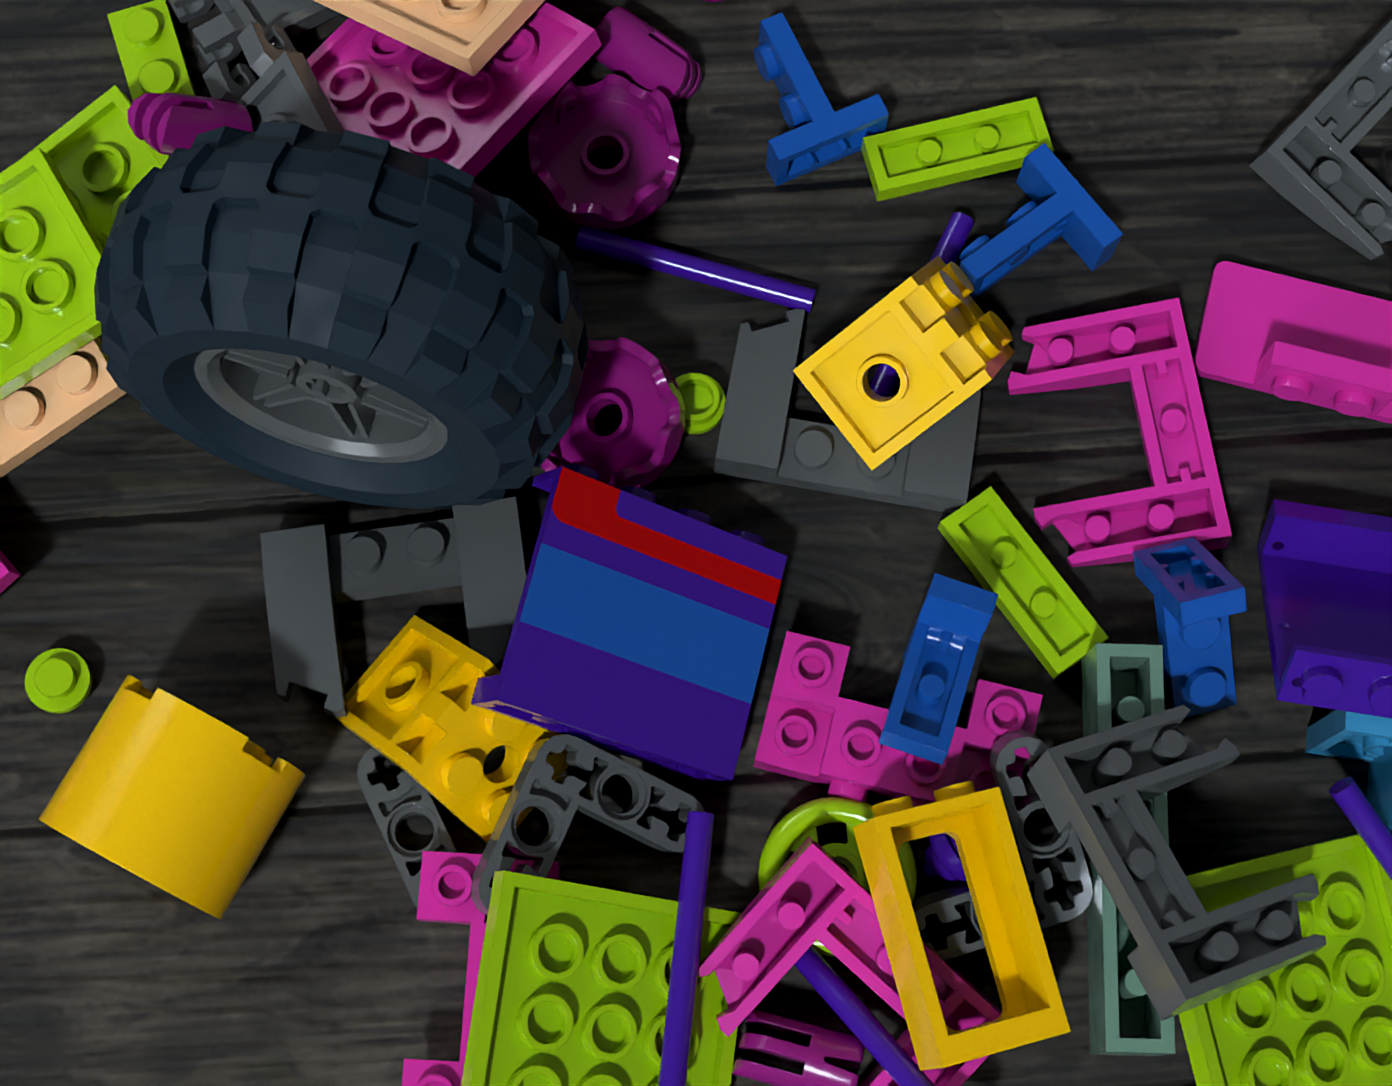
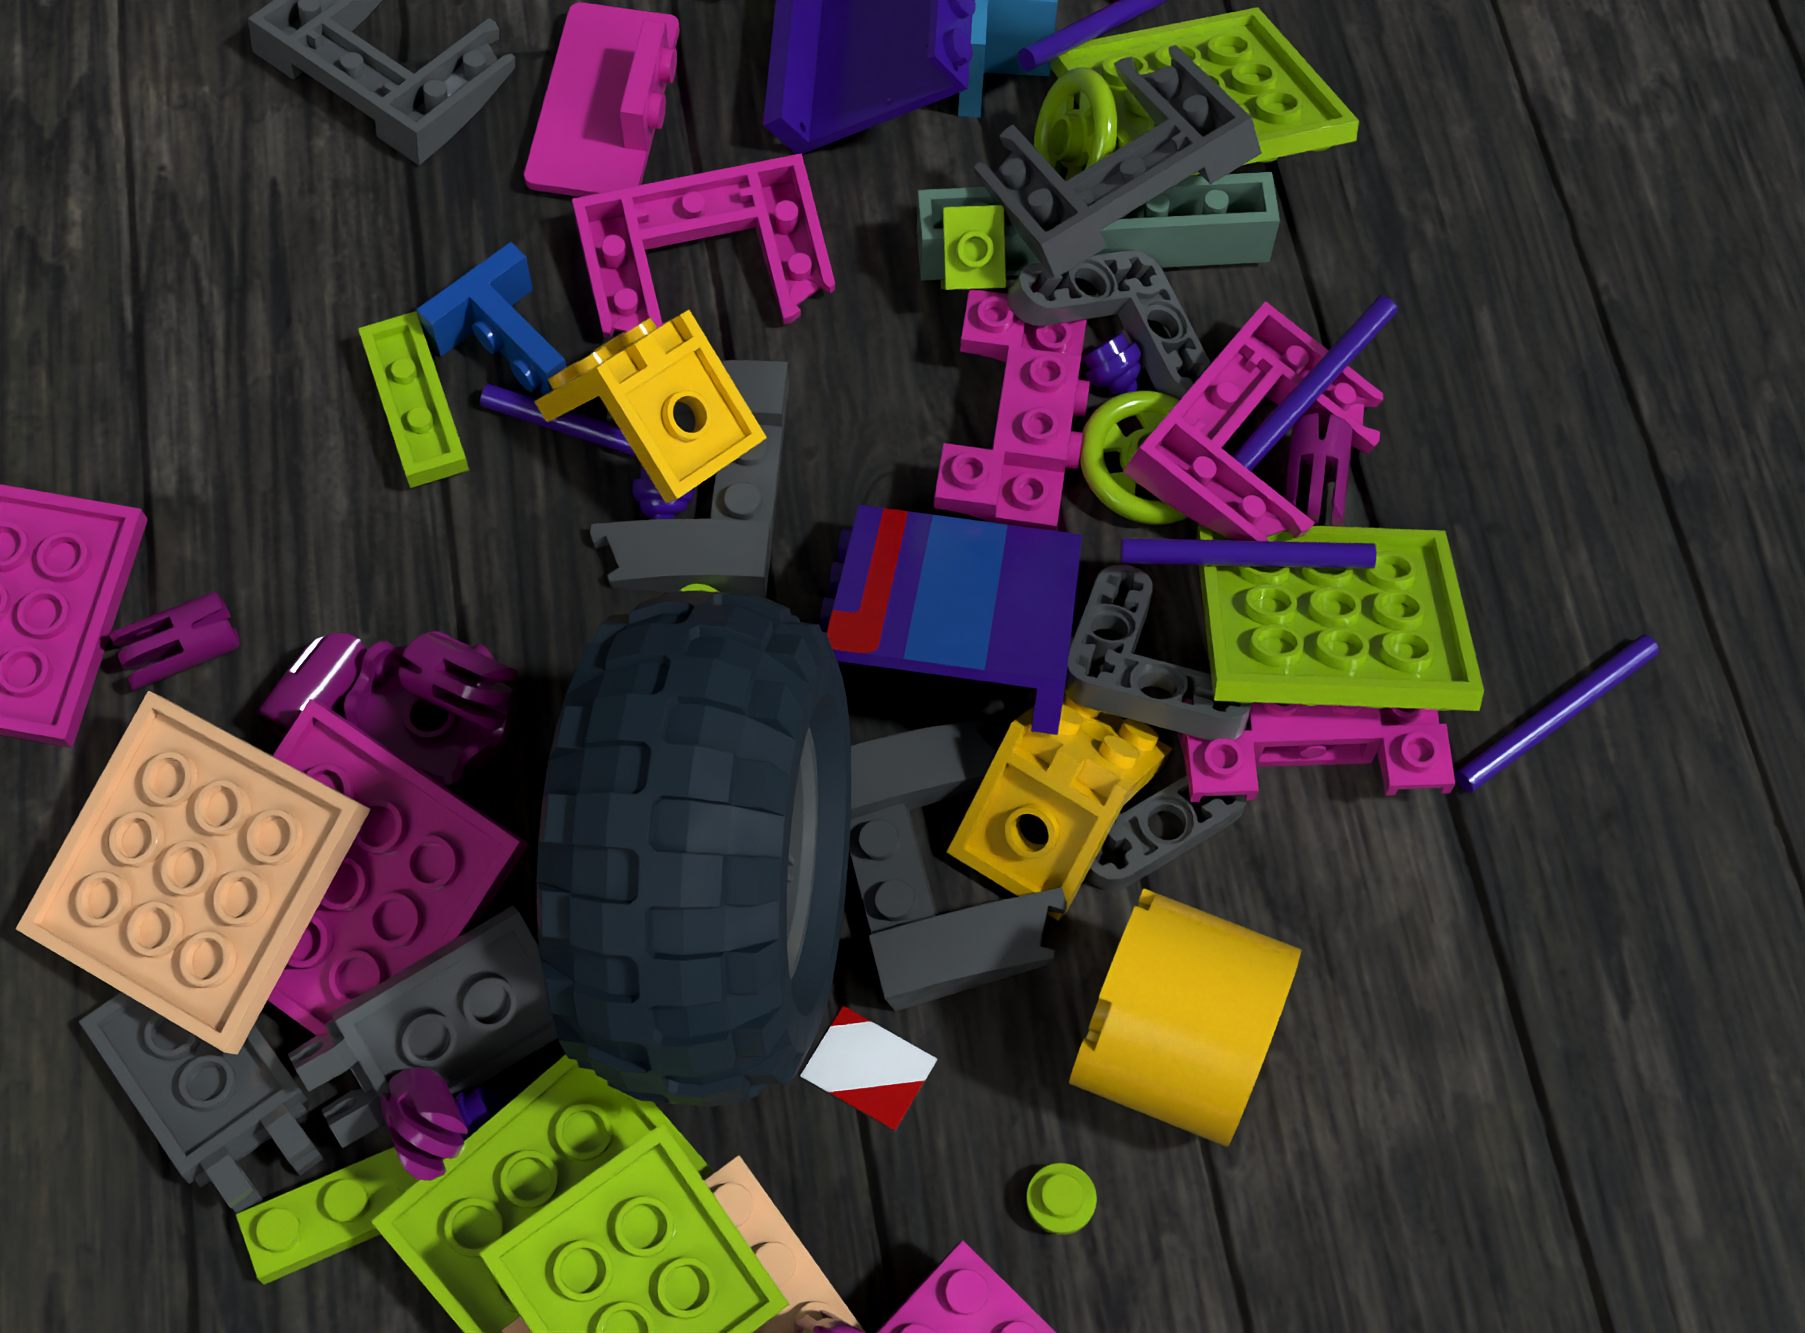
camera: 95 degrees left, 10 degrees down
(219, 527) = (869, 1067): none -> white sticker
(615, 165) = (458, 679): none -> magenta arm
(695, 268) = (550, 631): dark purple bar -> none
(816, 132) = (365, 532): blue bracket -> none
(937, 668) = (959, 365): blue bracket -> none
(1004, 913) = (1187, 296): yellow piece -> none
(1026, 582) = (856, 324): lime plate -> none
(1083, 698) = (974, 247): none -> lime bracket
(1192, 620) = (874, 168): blue bracket -> none
(1242, 835) = (1069, 134): none -> lime plate

